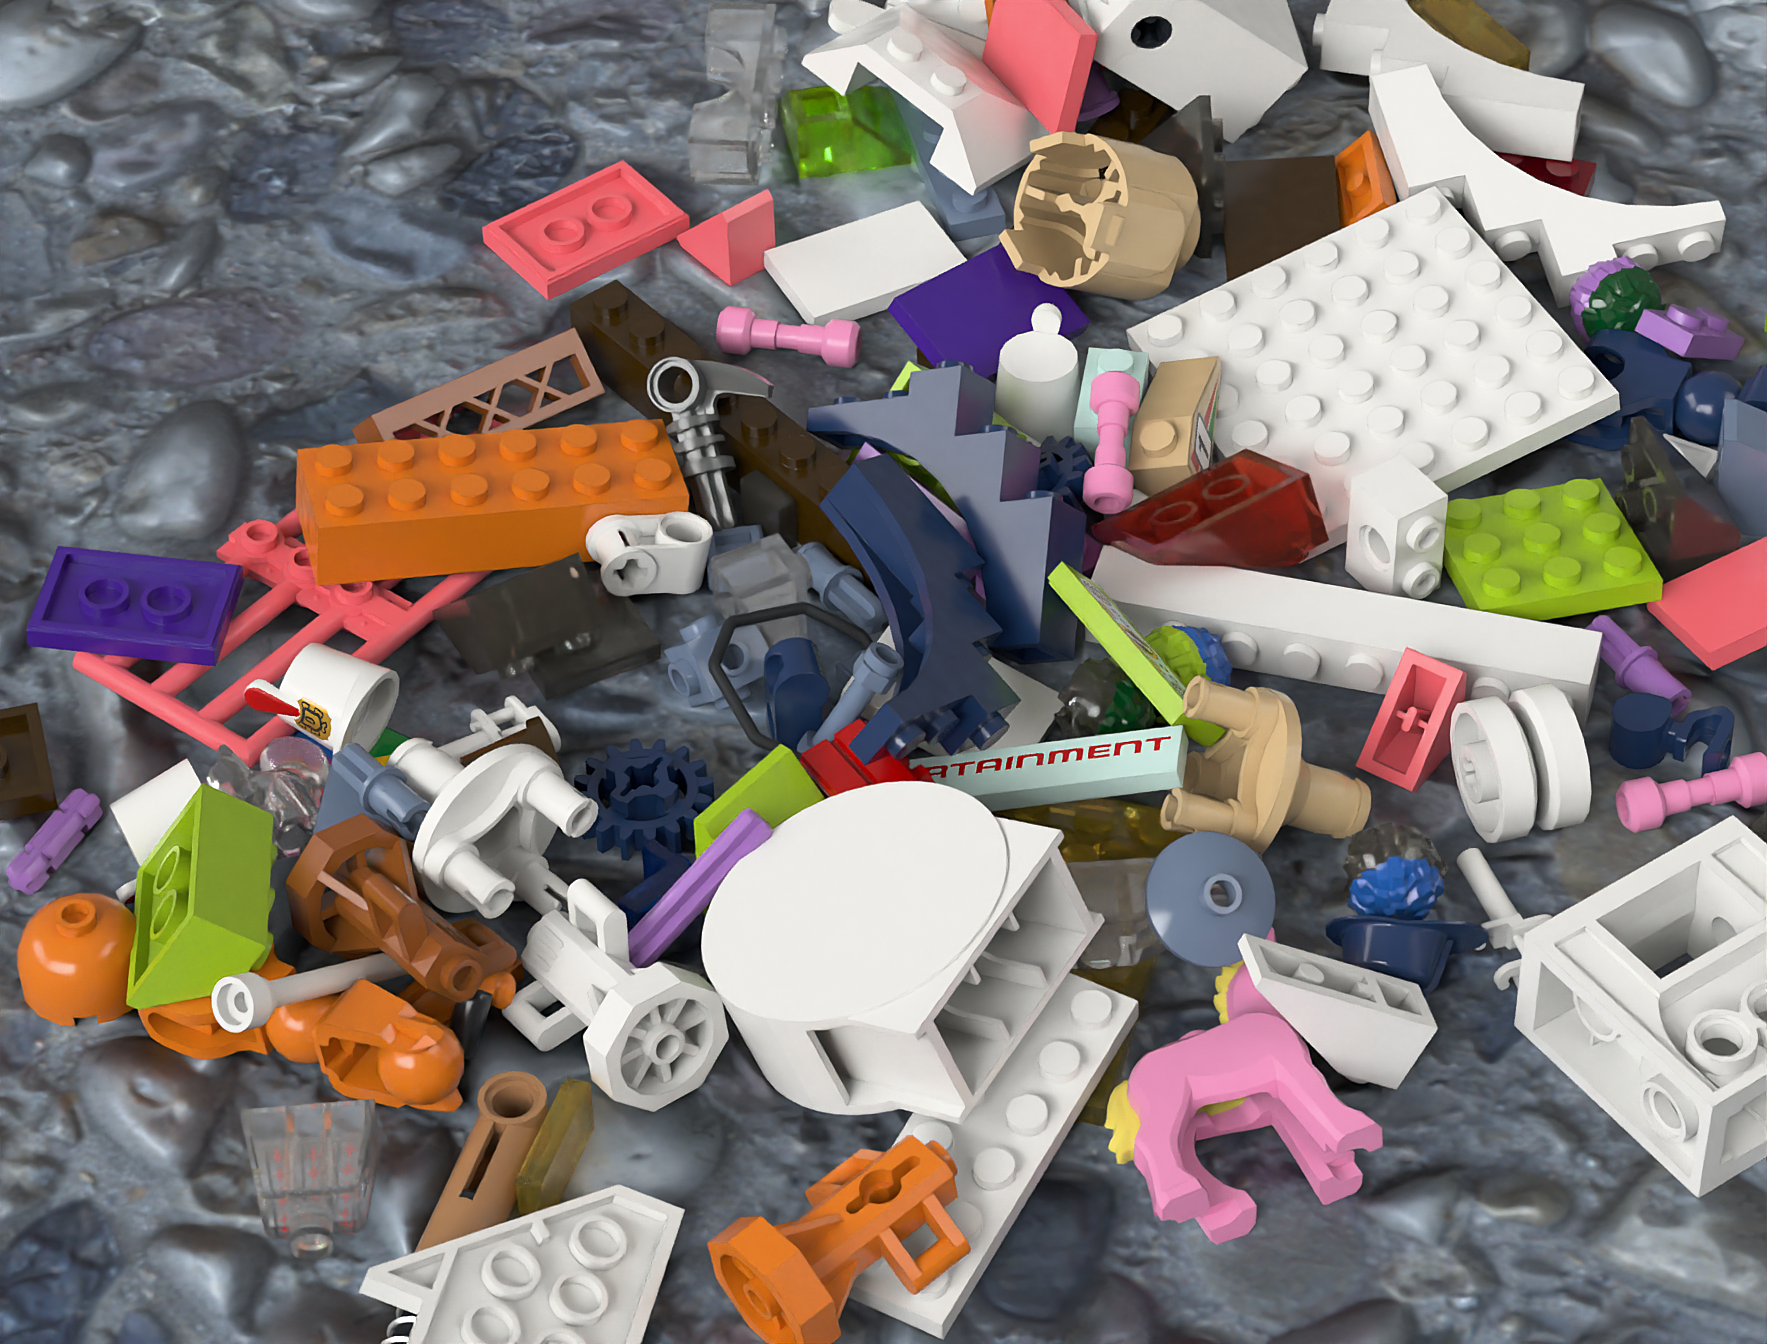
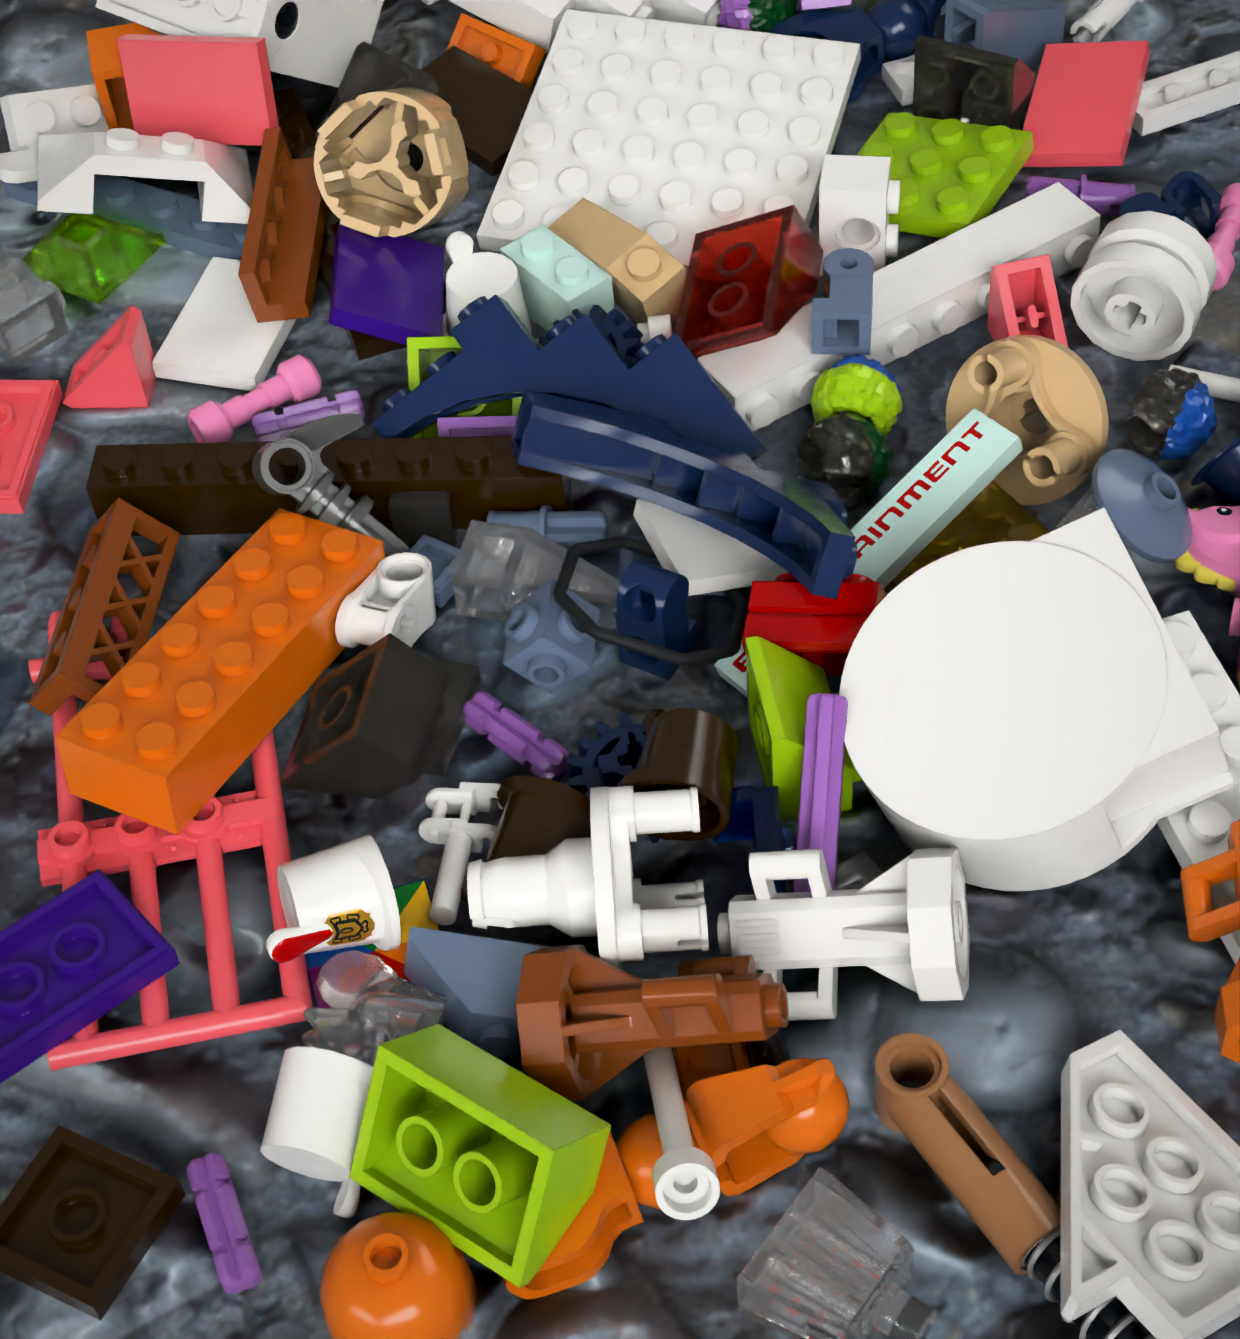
camera: 45 degrees left, 5 degrees up
(382, 790) = (503, 926): sand blue axle -> none
(556, 1148) = (982, 1076): clear yellow tile -> none
(618, 705) = (516, 736): none -> medium lavender axle
(635, 797) = (684, 752): none -> dark brown hat
(807, 376) = (272, 427): none -> medium lavender axle
(873, 673) = (721, 539): sand blue bar -> none
(969, 223) = (282, 234): none -> dark orange fence
(1108, 483) = (591, 257): bright pink piece -> none
(1130, 651) = (852, 397): lime tile -> none
(1253, 588) = (845, 312): none -> sand blue leg

